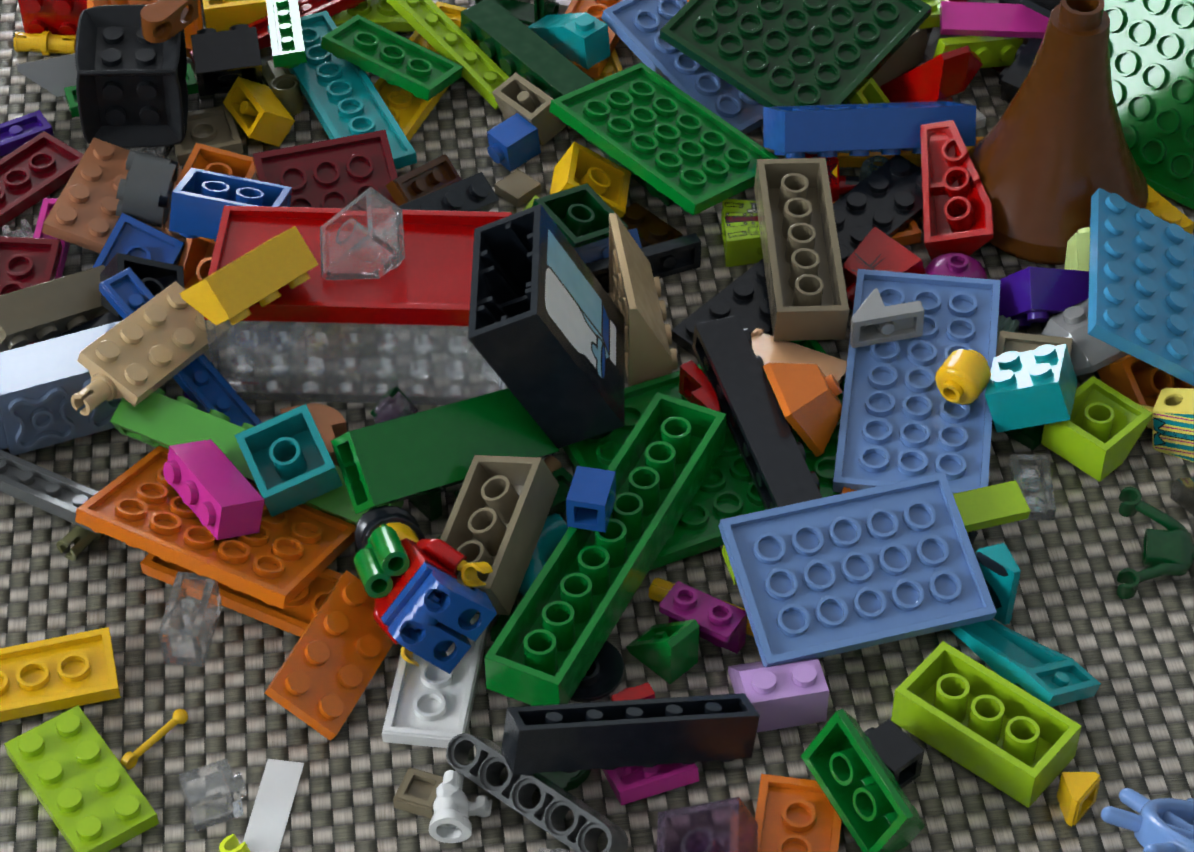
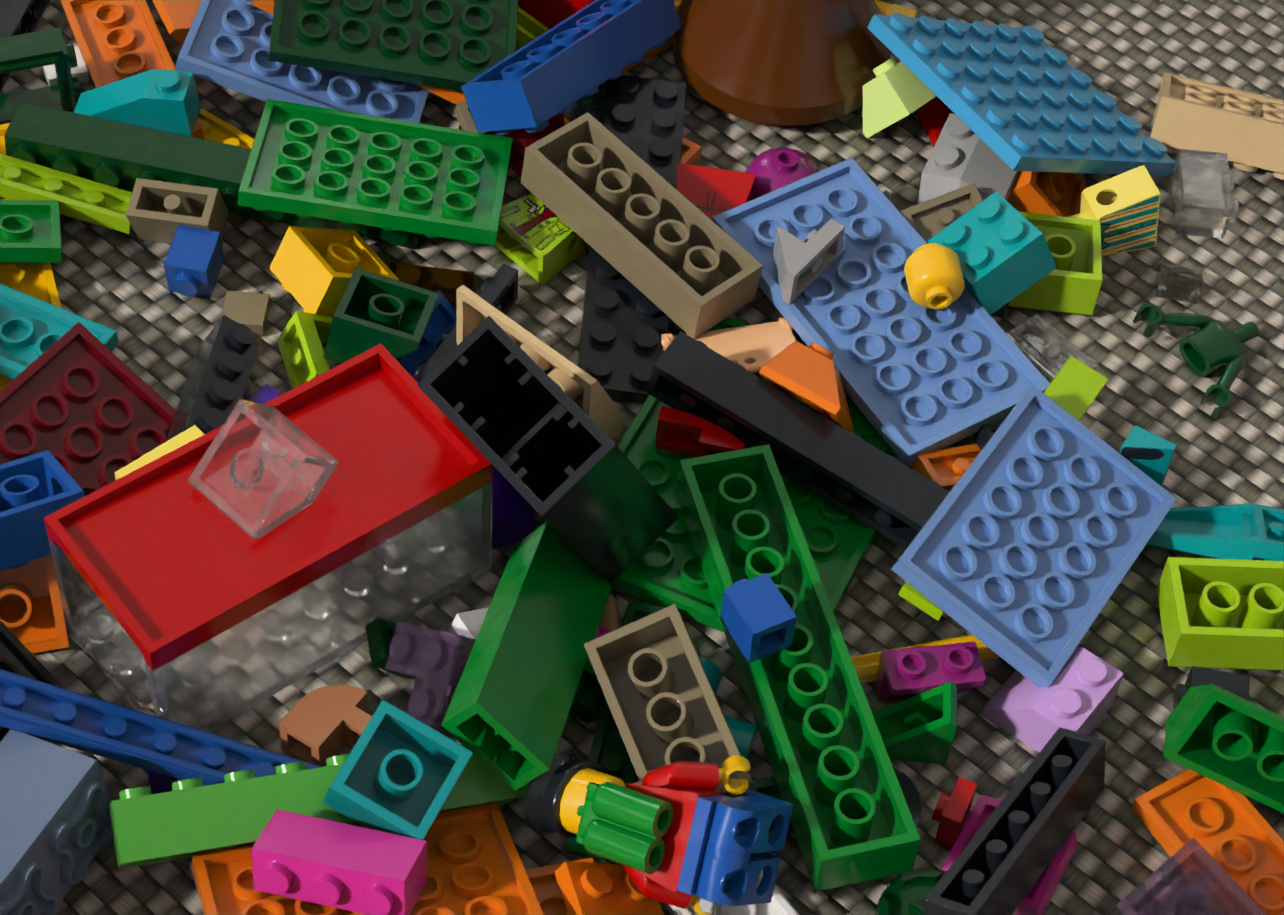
camera: 45 degrees left, 5 degrees up
(142, 351) = (98, 745): tan plate -> none
(252, 278) = (191, 588): yellow slope -> none
(423, 180) = (157, 363): reddish brown tile -> none
(954, 199) = (721, 96): red wedge -> none
(1040, 293) = (900, 148): dark purple slope -> none

